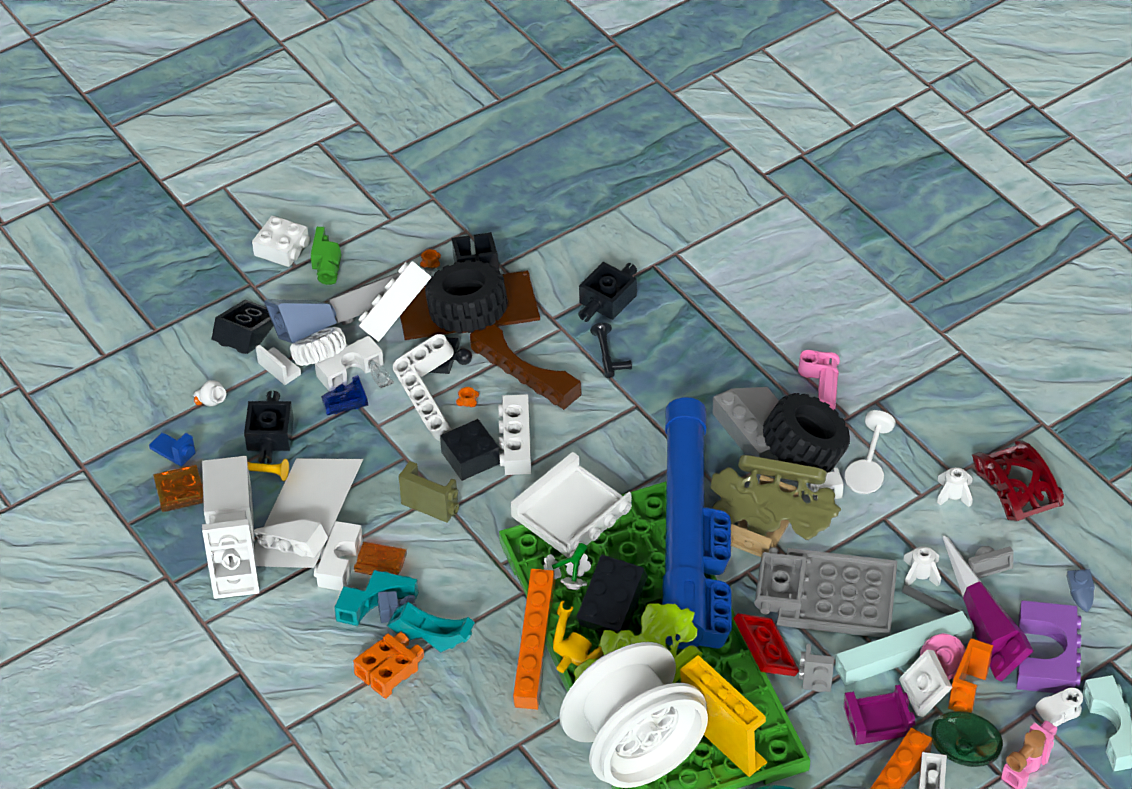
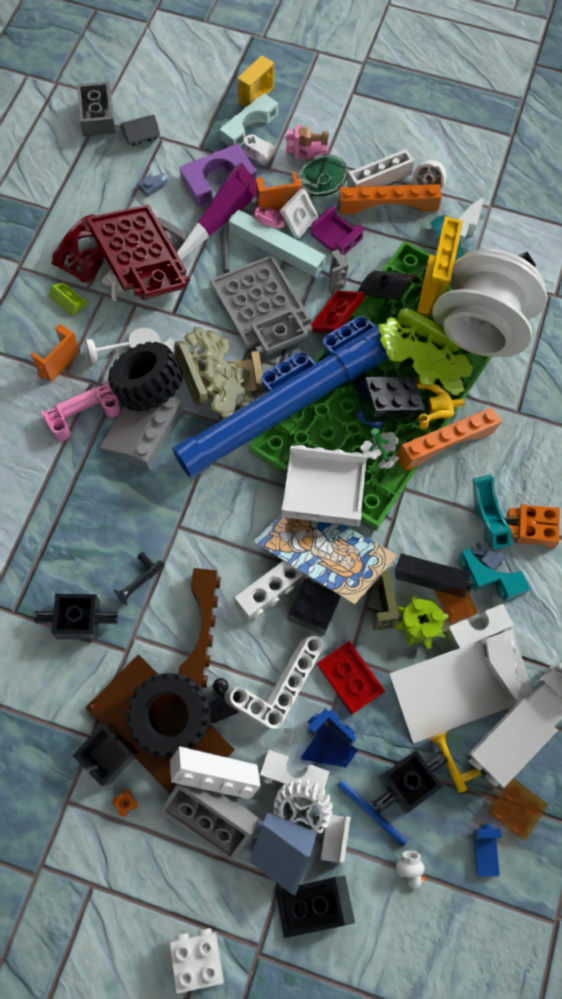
camera: 130 degrees left, 20 degrees up
(283, 397) = (369, 810): none -> blue bar
(325, 257) = (185, 901): bright green plate -> none
(360, 410) = (317, 721): none -> blue bracket
(385, 515) = (432, 618): none -> lime brick
(389, 446) = (350, 677): none -> red tile
(415, 544) = (433, 575): none -> black brick
(467, 397) = (266, 654): orange plate -> none
(496, 473) = (328, 554): none -> sticker
(758, 686) = (385, 284): none -> black shield
(897, 402) = (59, 357): none -> orange panel
(923, 565) = (202, 266): white brick -> none
(969, 442) = (67, 298): none -> lime slope
(969, 504) = (139, 252): none -> dark red plate

